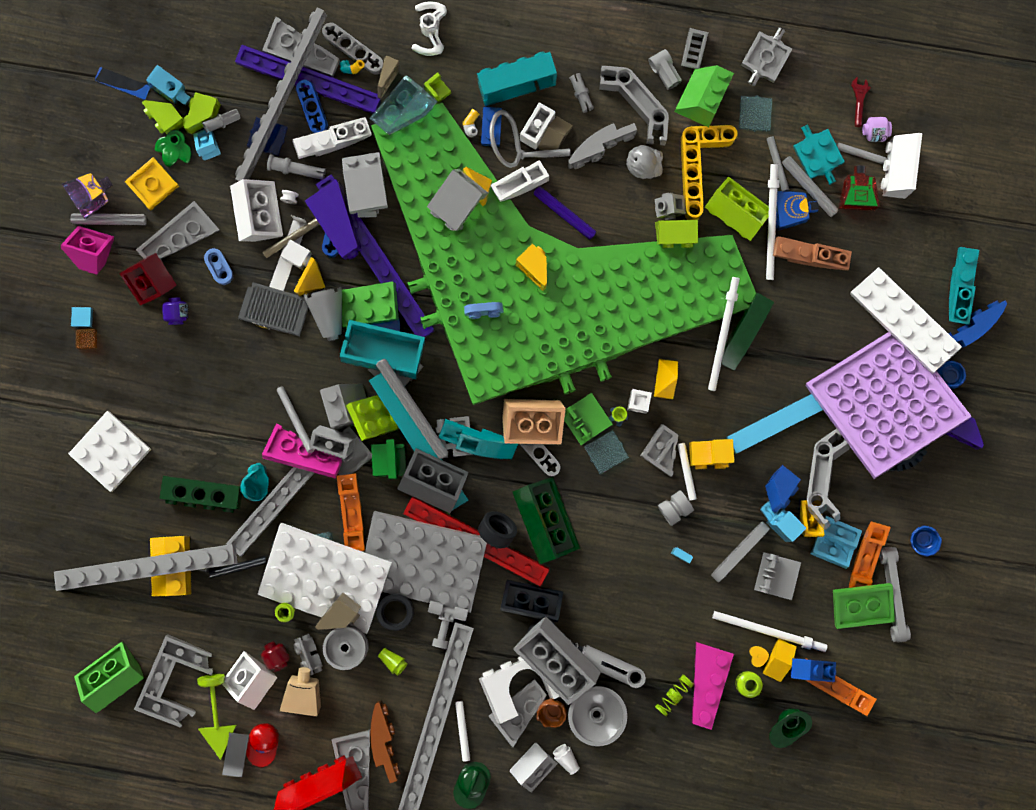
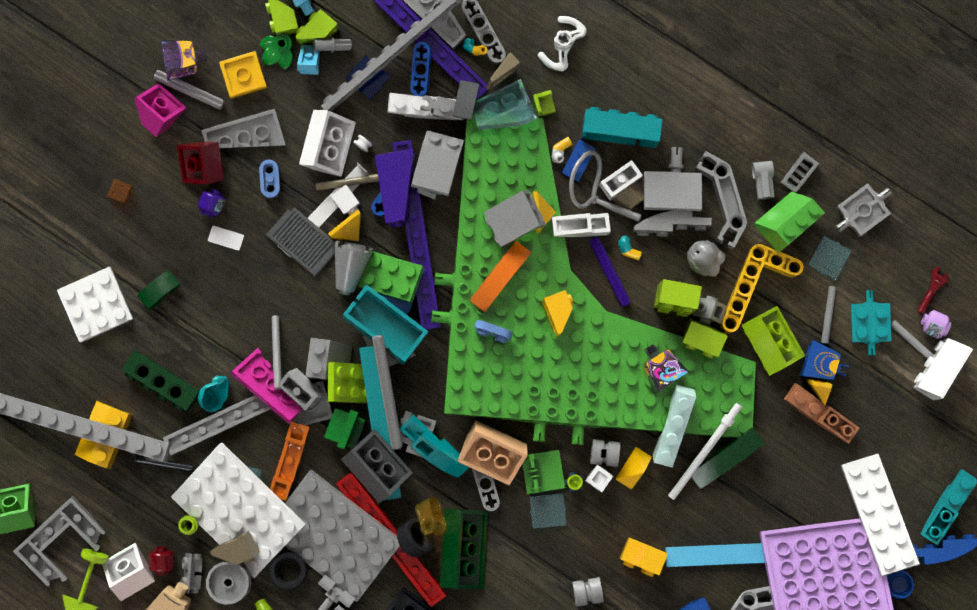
camera: 20 degrees right, 0 degrees up
(81, 317) = (124, 169): medium azure tile -> none
(160, 412) = (159, 288): none -> dark green slope
(202, 338) = (225, 238): none -> white sticker
(287, 166) = (373, 113): light grey pin -> none
(345, 131) = (441, 107): none -> light grey plate
(365, 115) = (466, 100): none -> dark grey slope
(467, 259) = (500, 276): none -> orange slope
(501, 504) = (430, 514): none -> clear yellow piece
(570, 186) = (626, 248): none -> arm
(588, 114) = (672, 191): none -> light grey tile
(636, 206) = (677, 297): none -> lime brick
(640, 373) = (611, 456): none -> light grey wheel
(652, 275) = (662, 368): none -> torso
(661, 449) = (599, 532): light grey wing -> none
(687, 322) = (678, 416): none -> light aqua arch
(687, 471) = (614, 562): white bar -> none
(773, 184) = (814, 334): white bar -> none
(801, 231) = (821, 388): none -> yellow slope
(810, 186) = (849, 349): light grey axle -> none
(859, 191) = (892, 374): torso -> none

